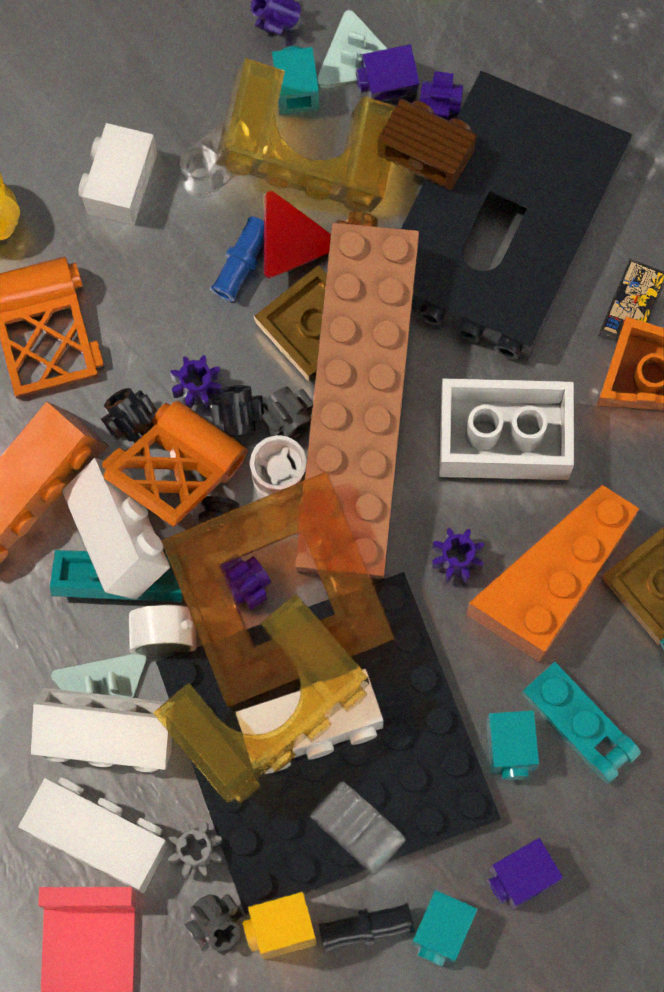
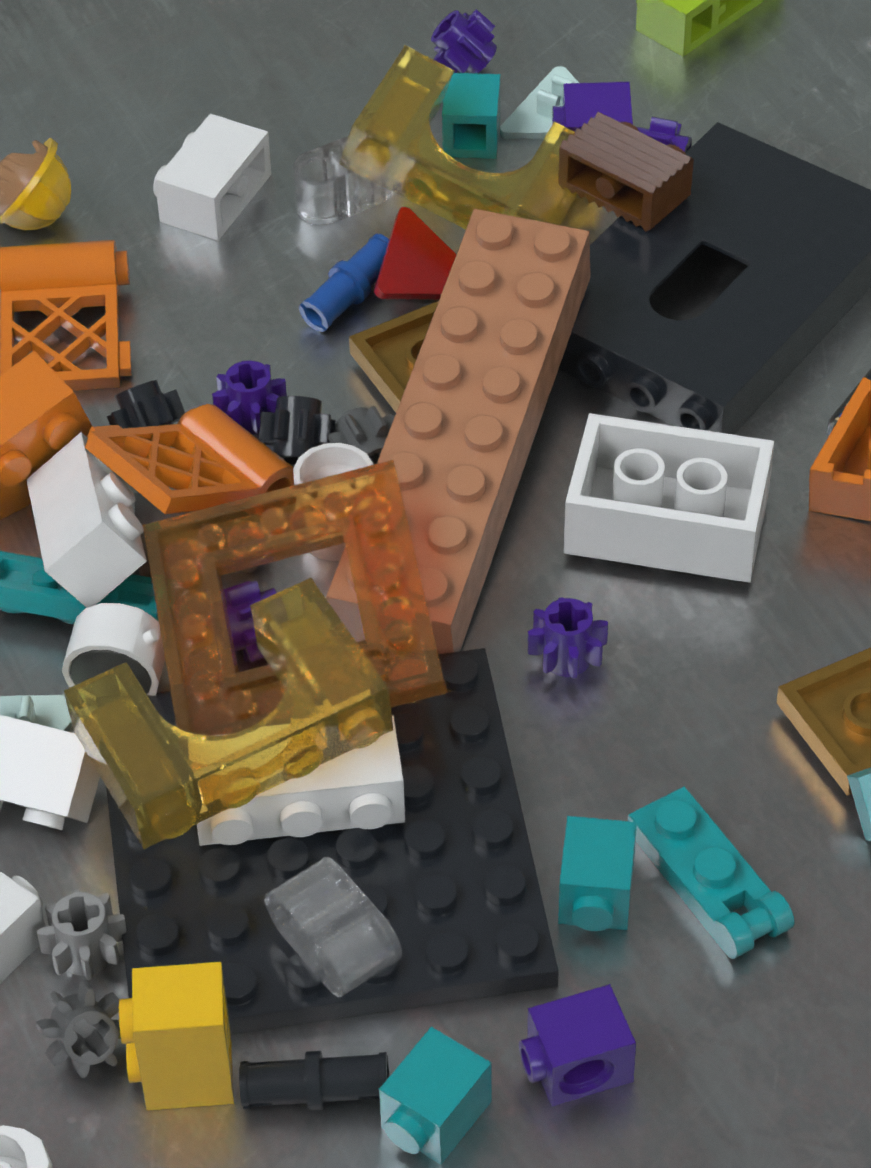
camera: 10 degrees right, 25 degrees down
(549, 580) = (702, 679): orange wedge -> none

